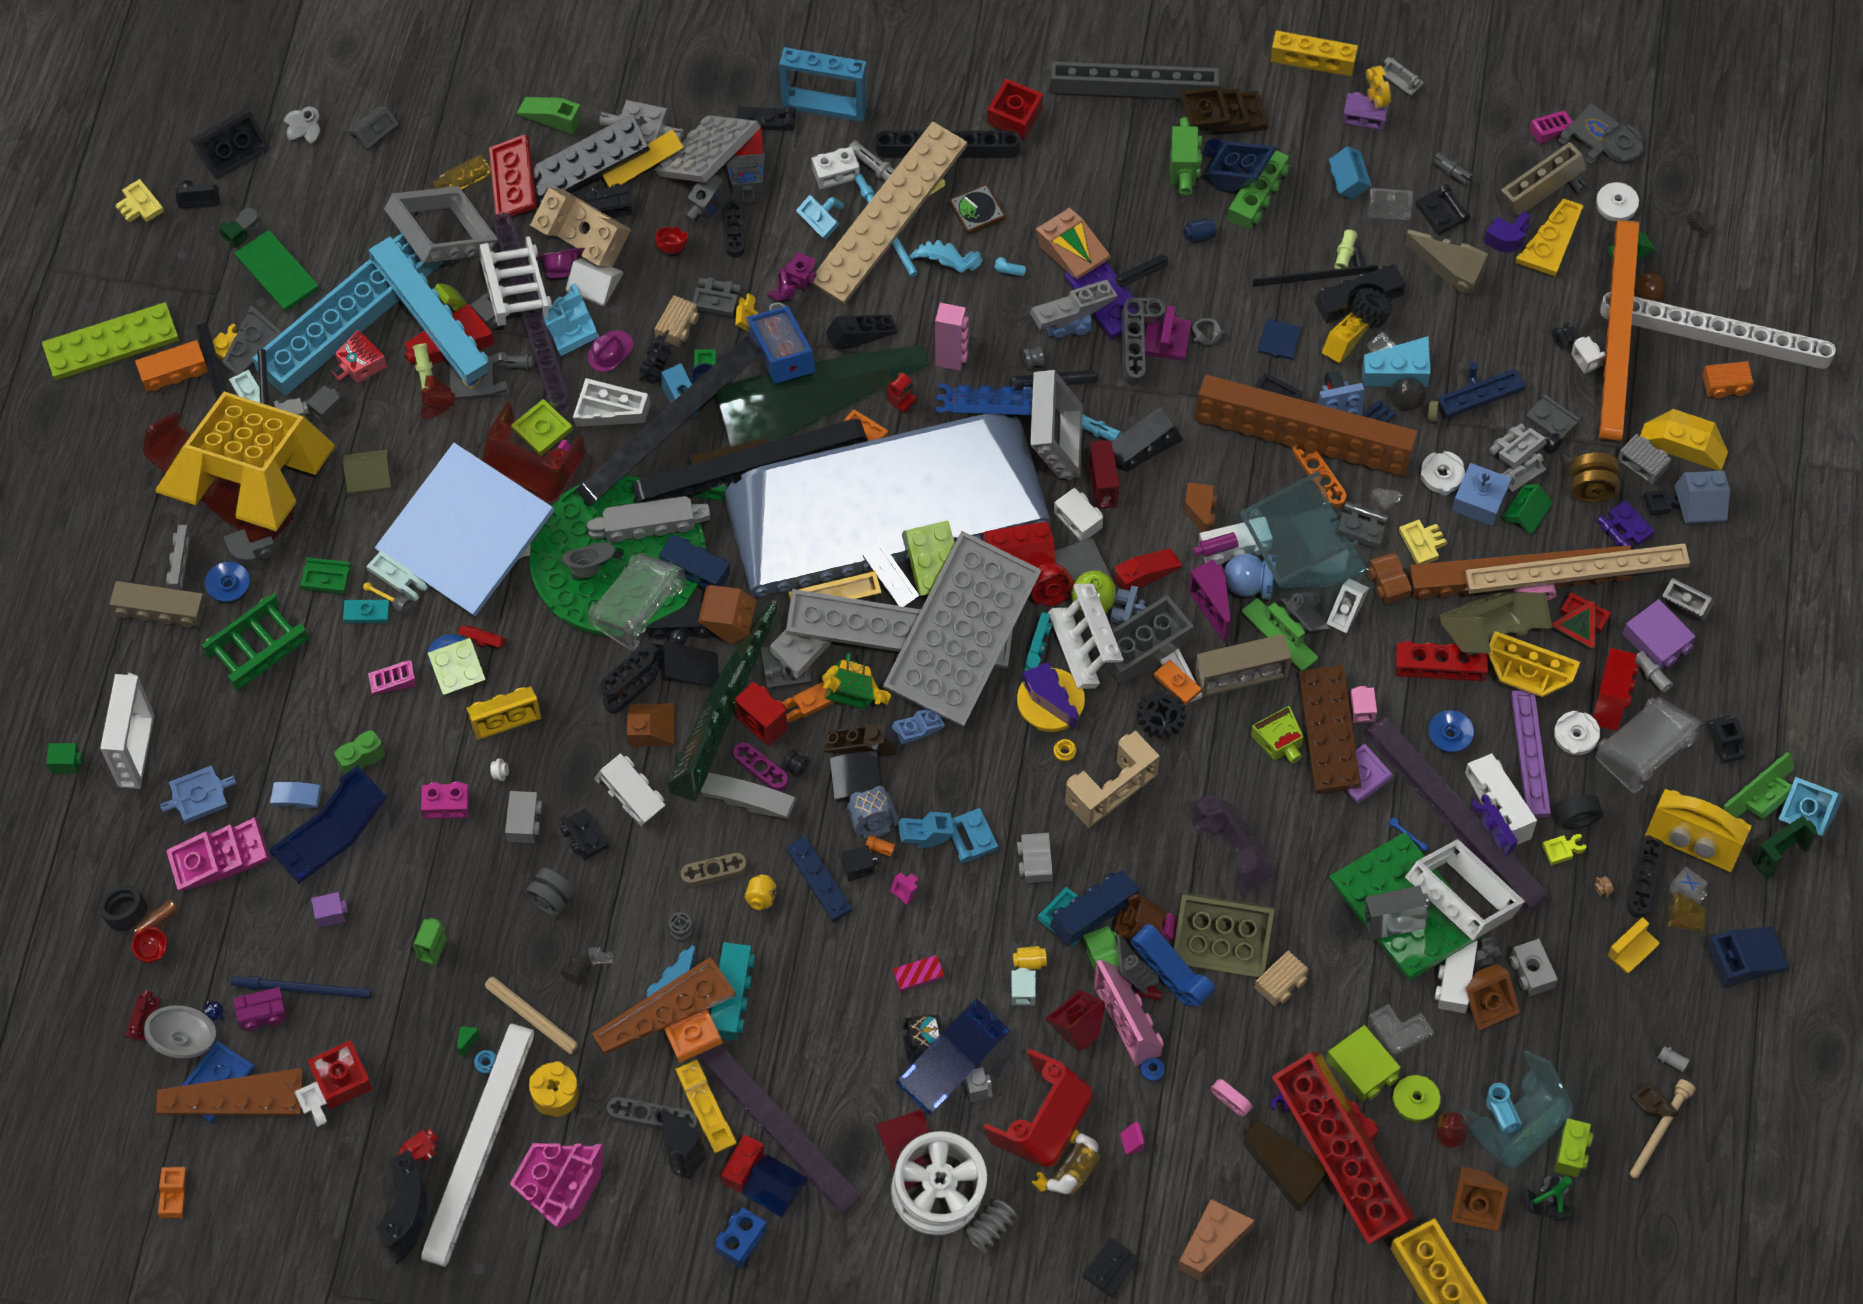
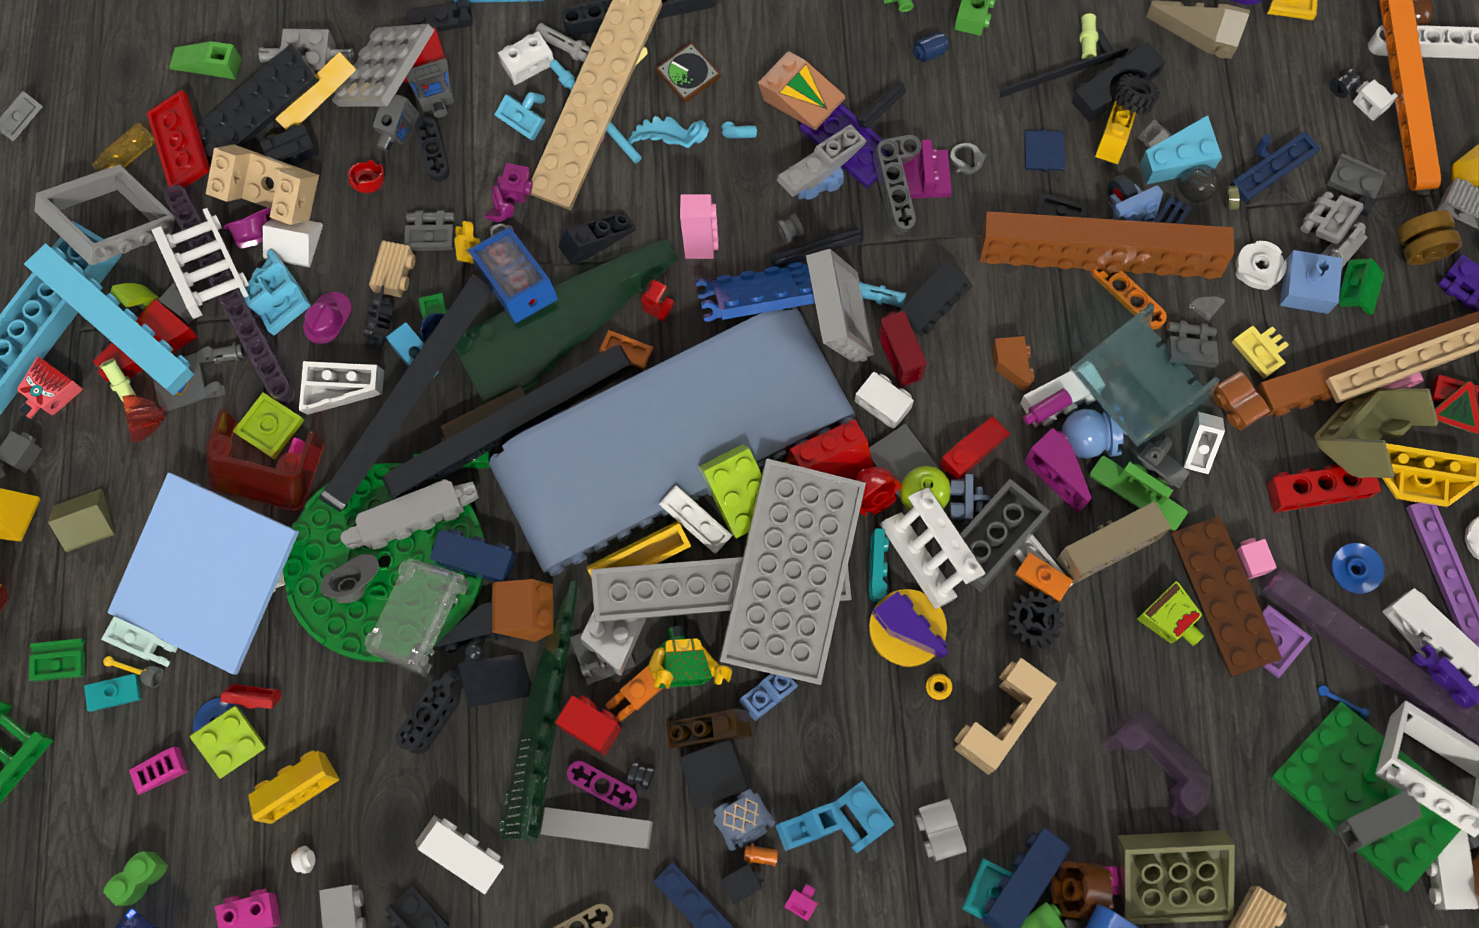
camera: 10 degrees left, 10 degrees up
(651, 724) = (465, 760): dark orange slope -> none

